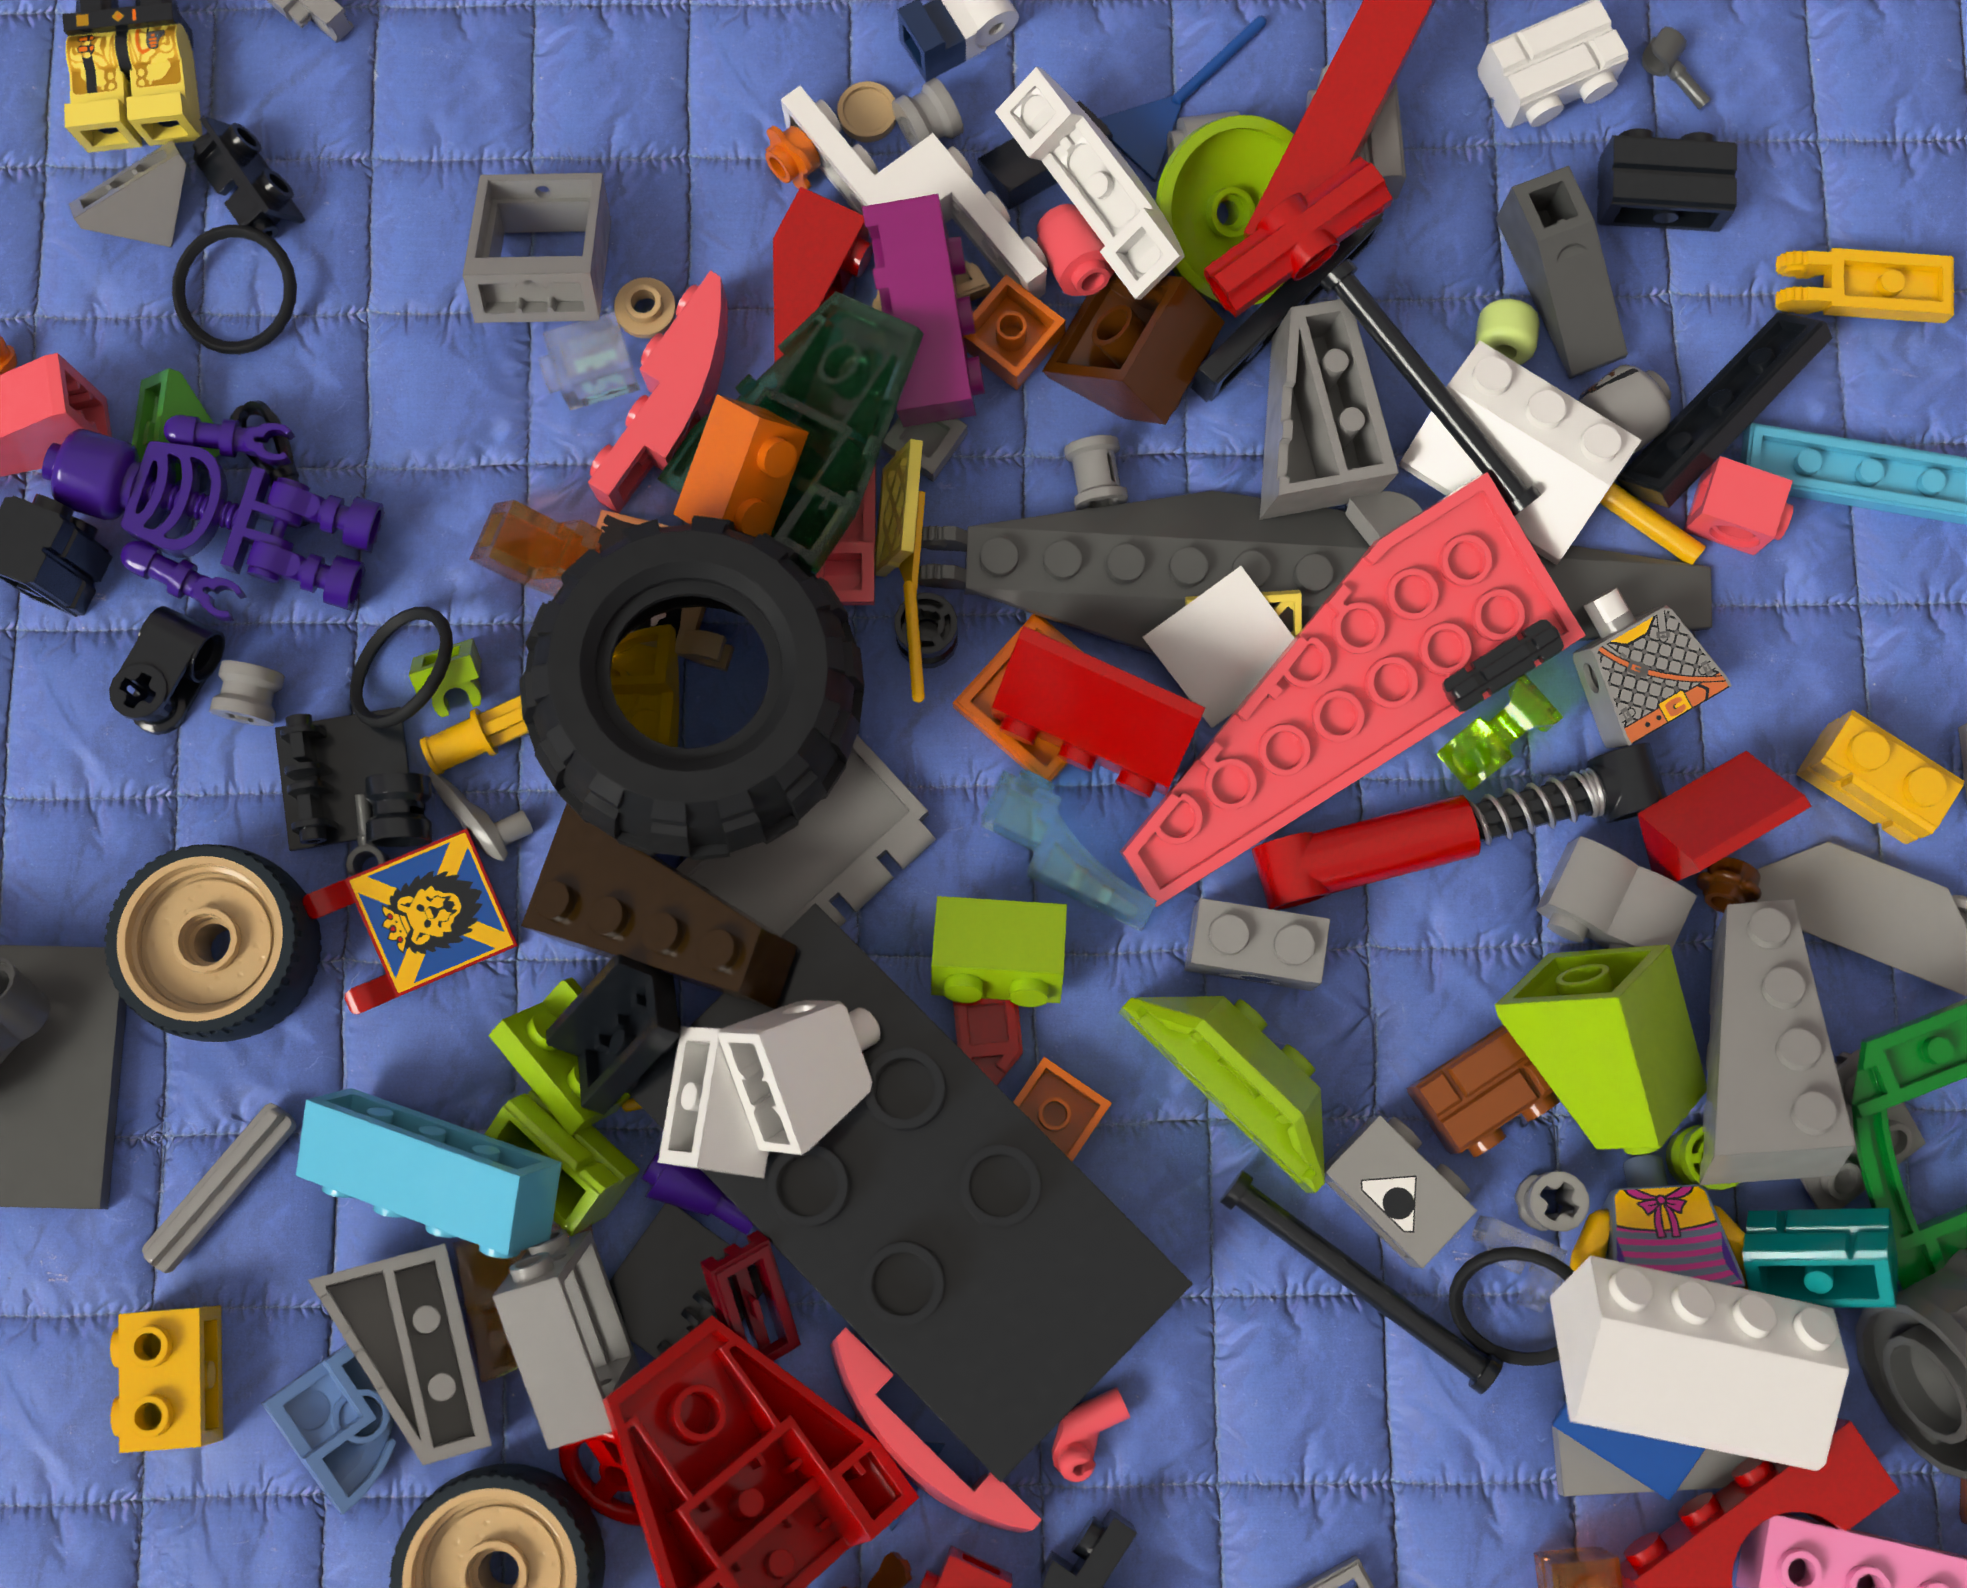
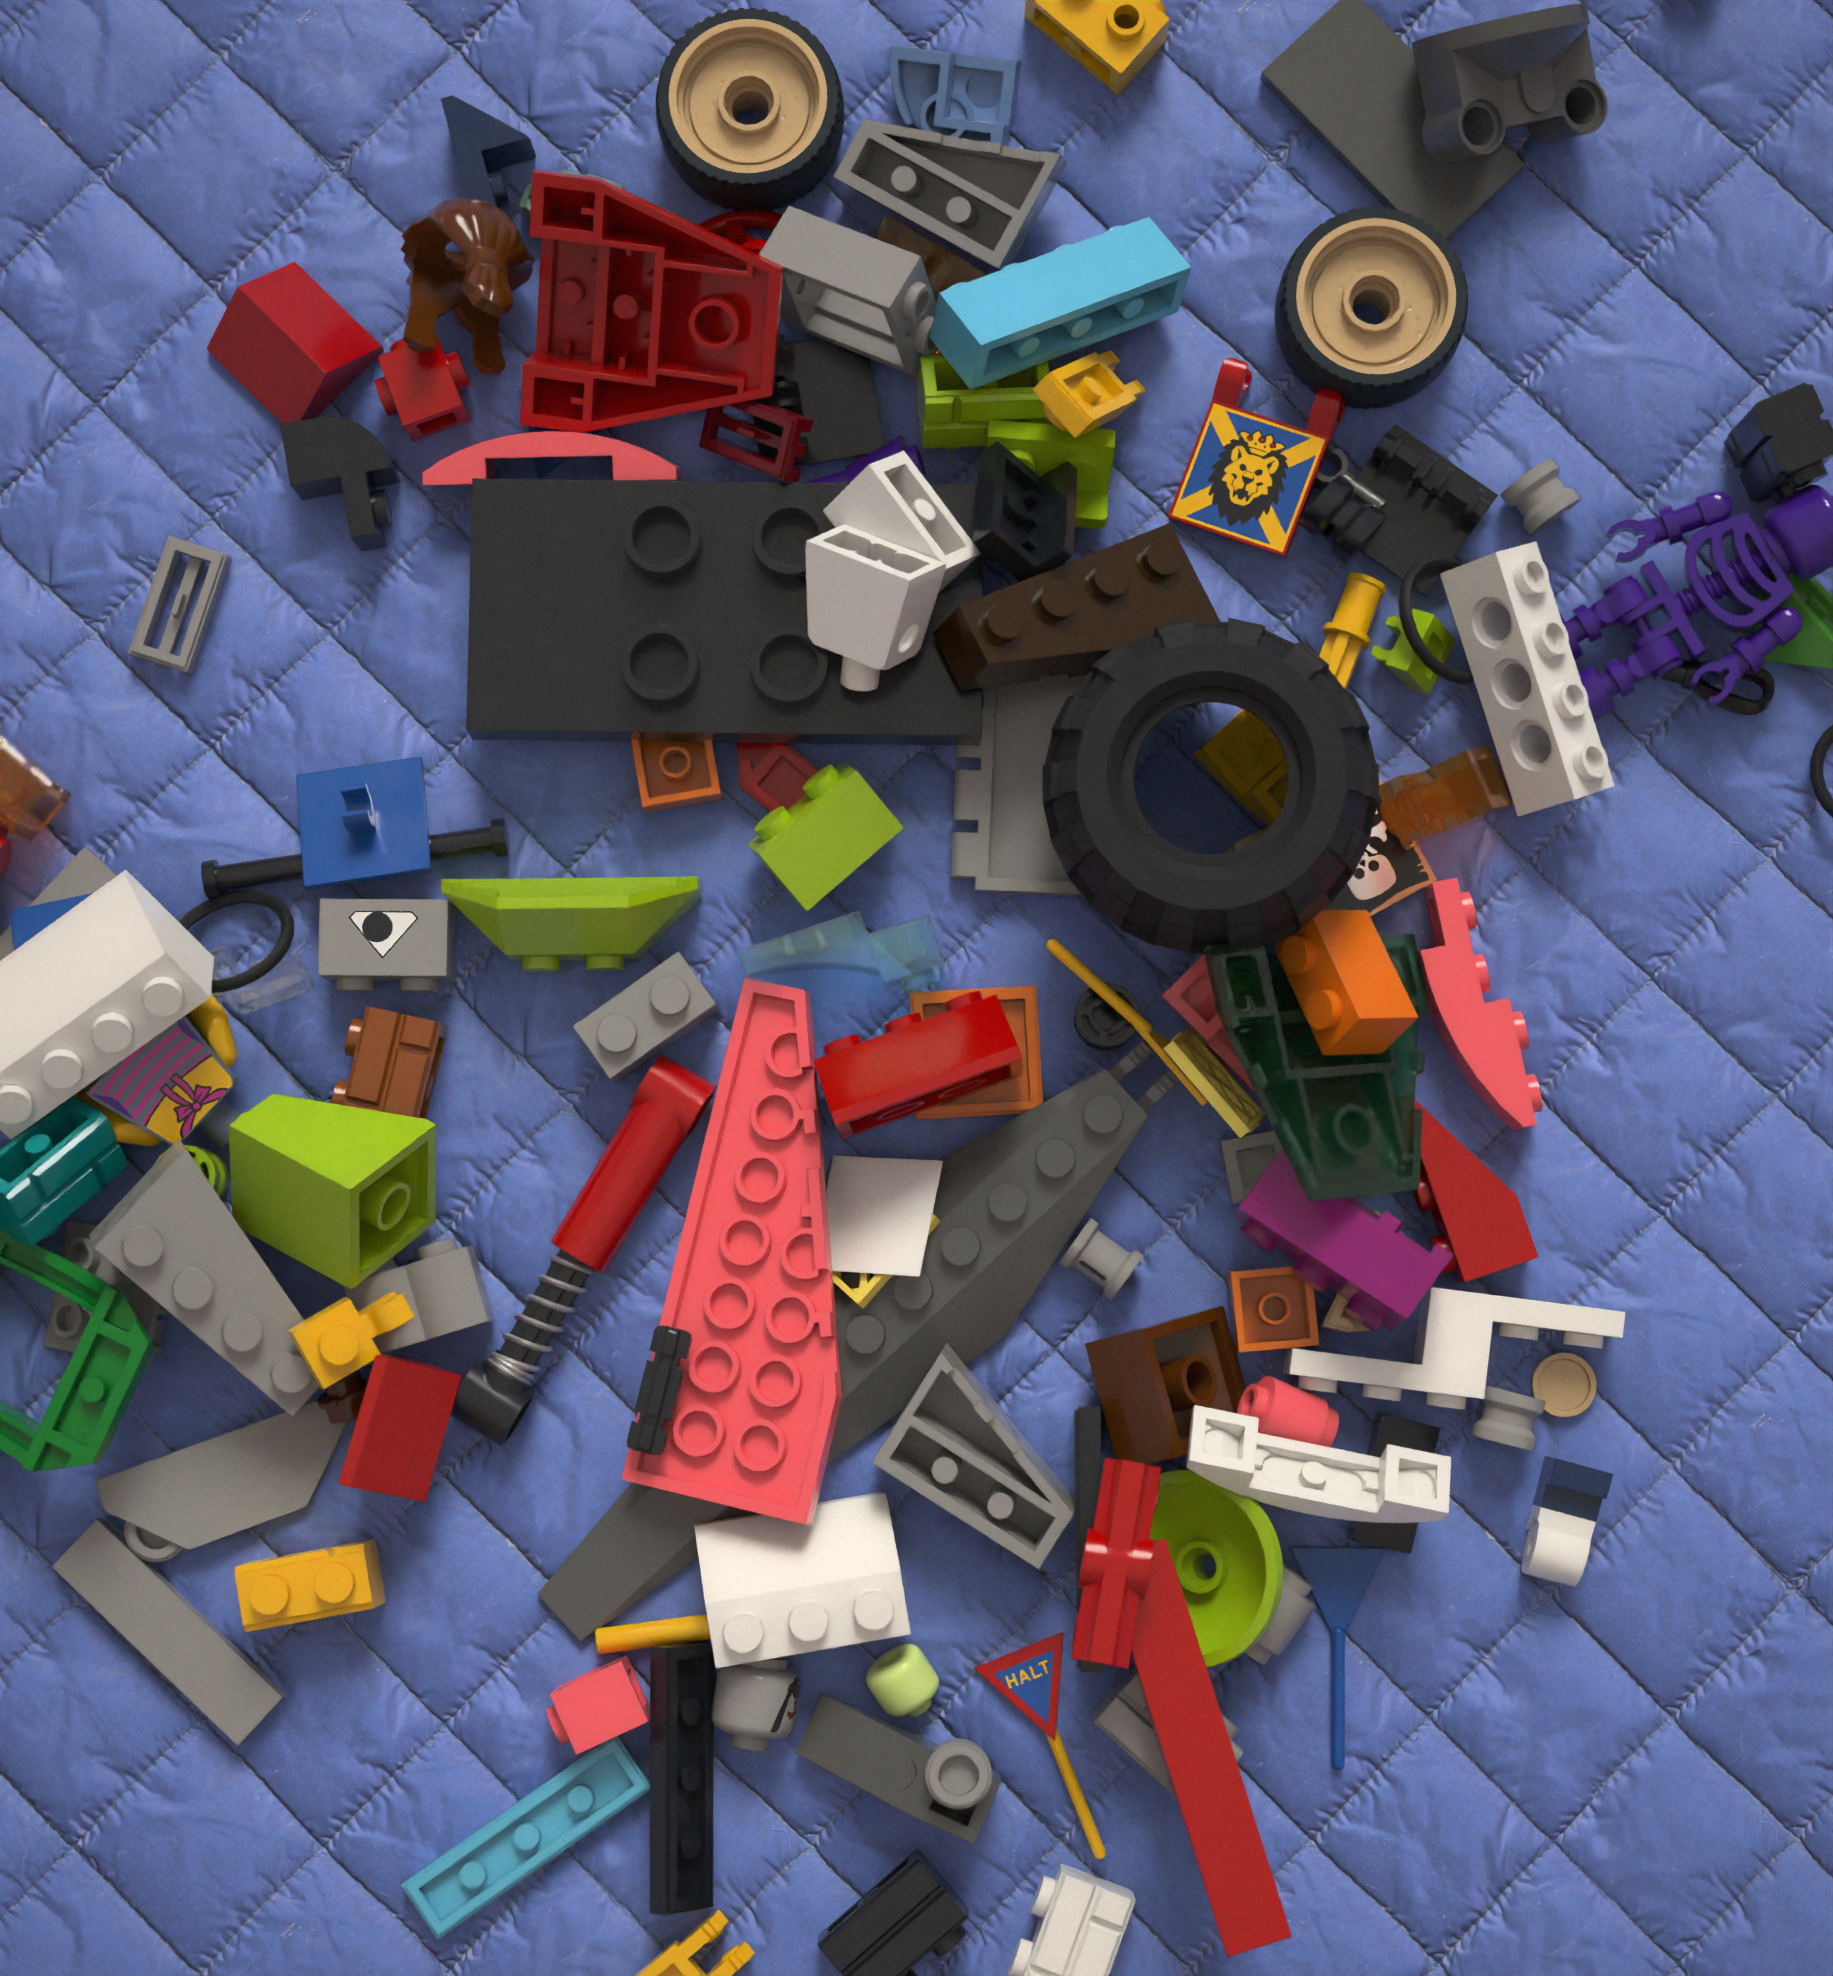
camera: 140 degrees right, 5 degrees up
(168, 663) = (1619, 465): black piece -> none
(218, 1188) = (1197, 163): light grey axle -> none
(423, 557) = (1527, 678): none -> white brick
(481, 1076) = (1086, 393): none -> yellow hinge
(487, 835) = (1265, 569): light grey bar -> none
(544, 285) = (1644, 977): light grey window -> none
(588, 362) = (1558, 974): clear brick -> none
(649, 323) = (1544, 1064): tan plate -> none
(792, 155) = (1577, 1283): orange plate -> none
(1079, 1433) = (452, 570): coral arm -> none
(1331, 1301) = (363, 823): none -> blue piece
(1380, 513) = (858, 1434): light grey tile -> none
(1417, 254) = (1032, 1684): none -> piece
(1428, 385) = (910, 1553): black bar -> none
(1486, 744) = (620, 1325): clear neon green leg -> none
(1537, 214) = (958, 1773): none -> light grey tile
(1570, 1195) = (257, 1027): light grey bush -> none
(1642, 669) = (557, 1497): torso -> none
(1711, 913) = (341, 1338): none -> yellow plate

